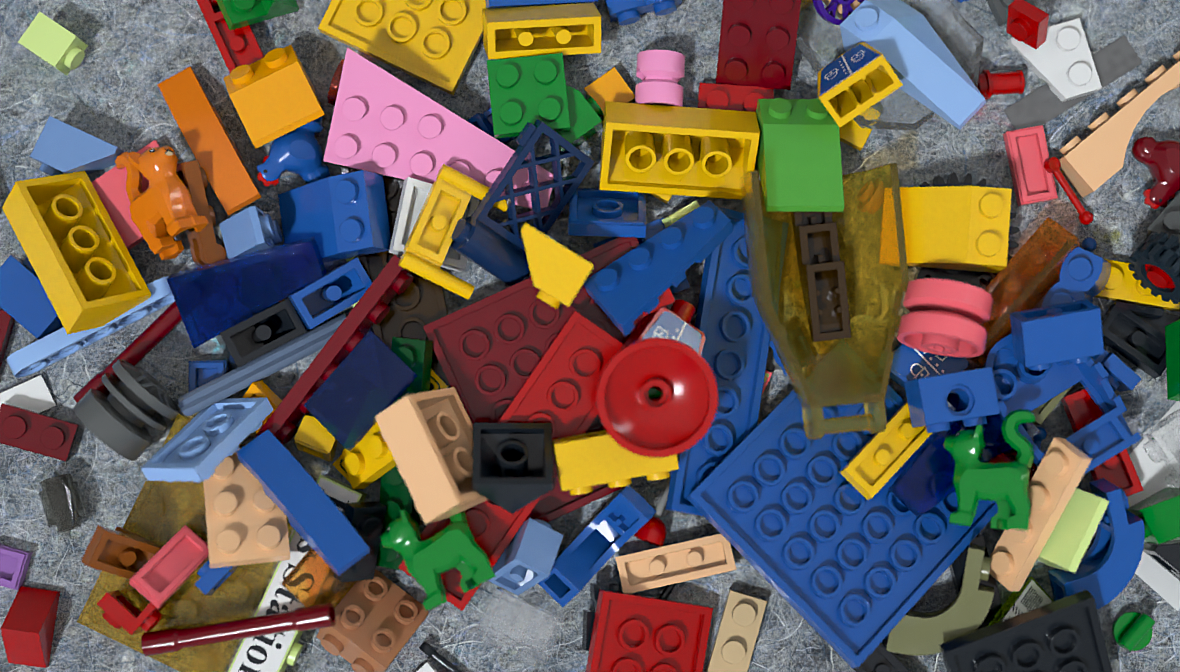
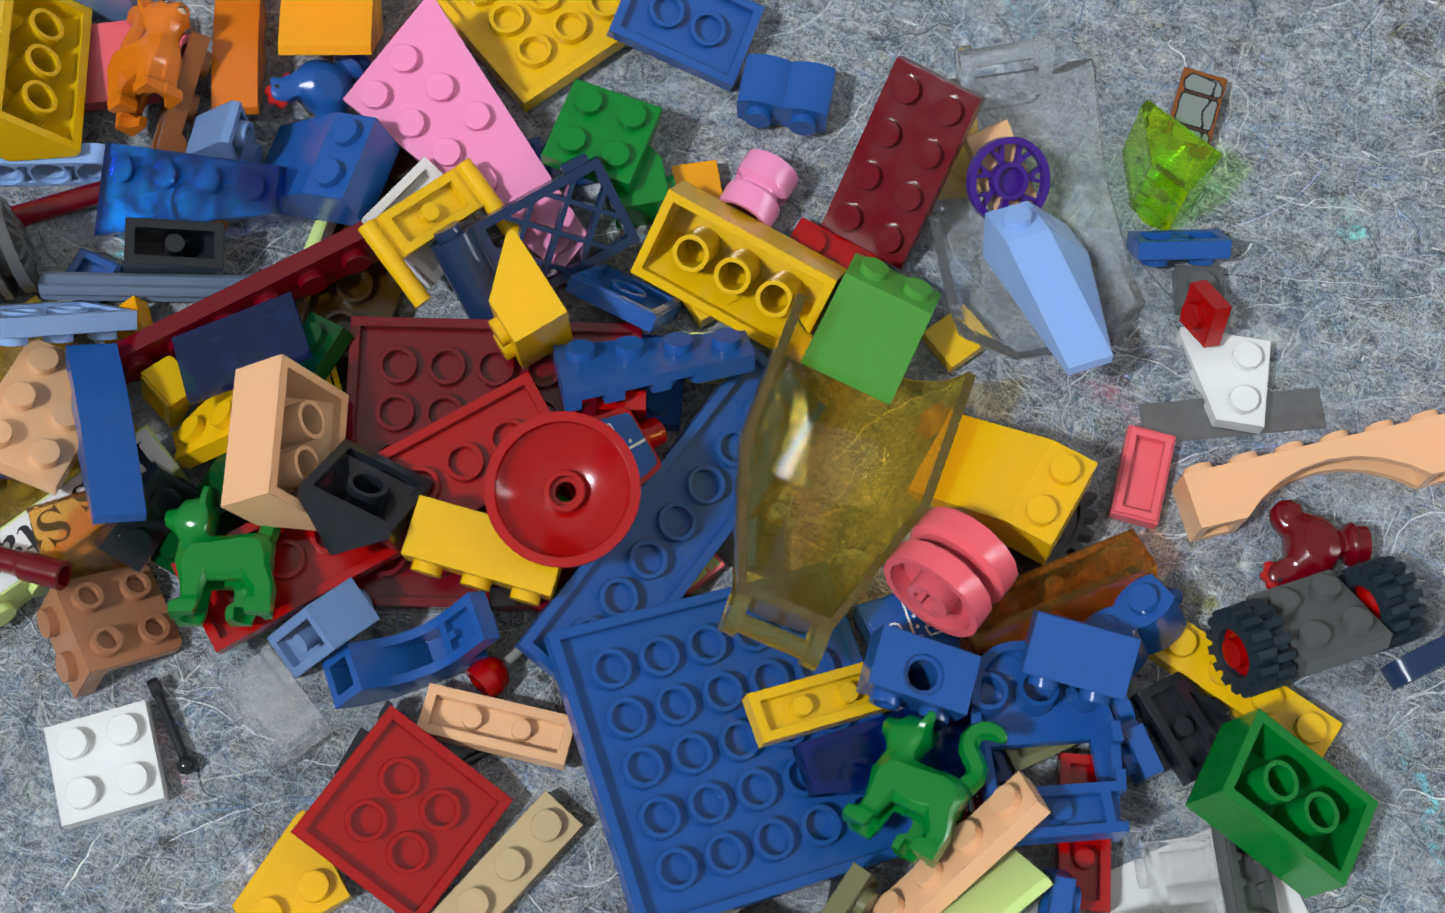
camera: 20 degrees right, 15 degrees down
(331, 293) = (265, 239): blue slope -> none
(541, 30) = (652, 79): yellow brick -> none
(821, 275) = (834, 470): dark brown slope -> none
(855, 82) = (969, 272): yellow torso -> none
(1001, 83) = (1144, 369): red pin -> none
(1053, 165) = (1167, 484): red hinge -> none

